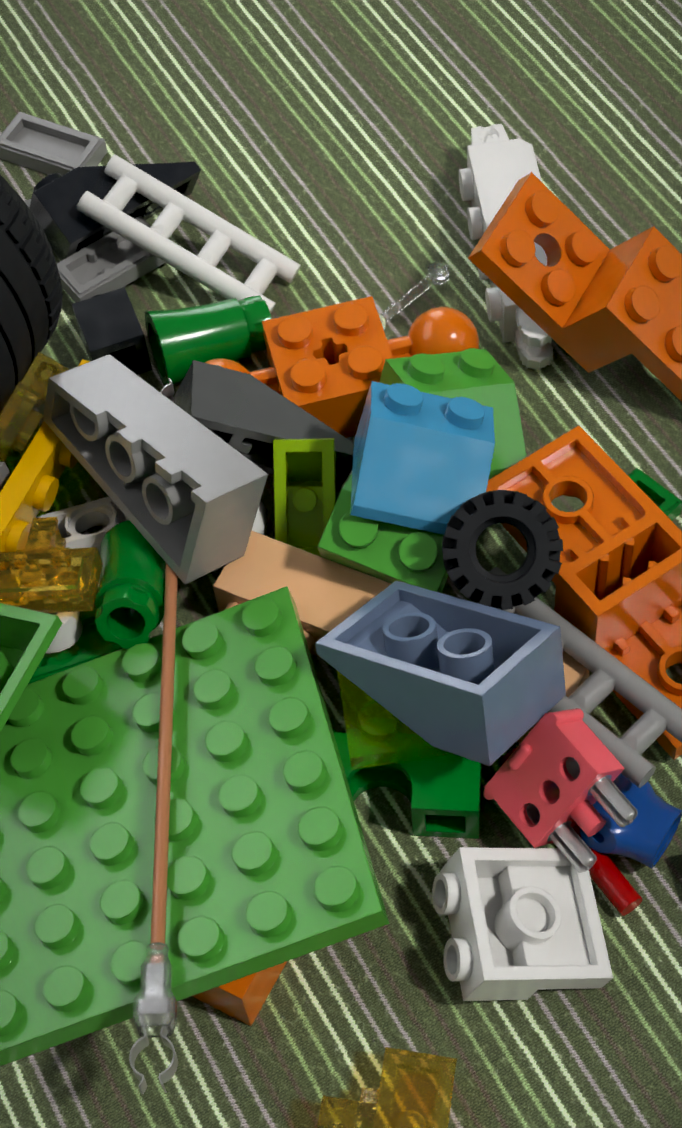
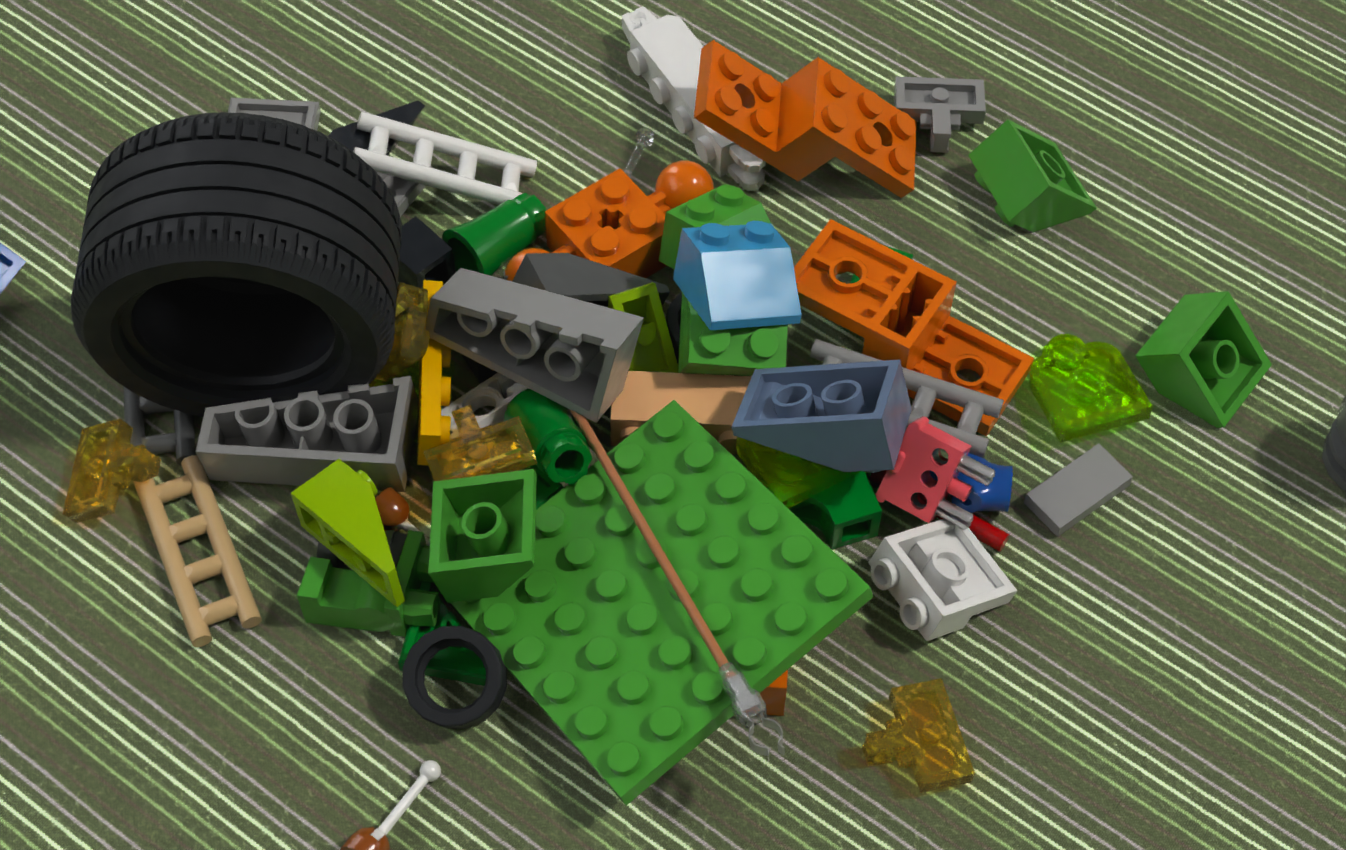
camera: 30 degrees left, 0 degrees up
(542, 549) = (855, 315): black tyre -> none

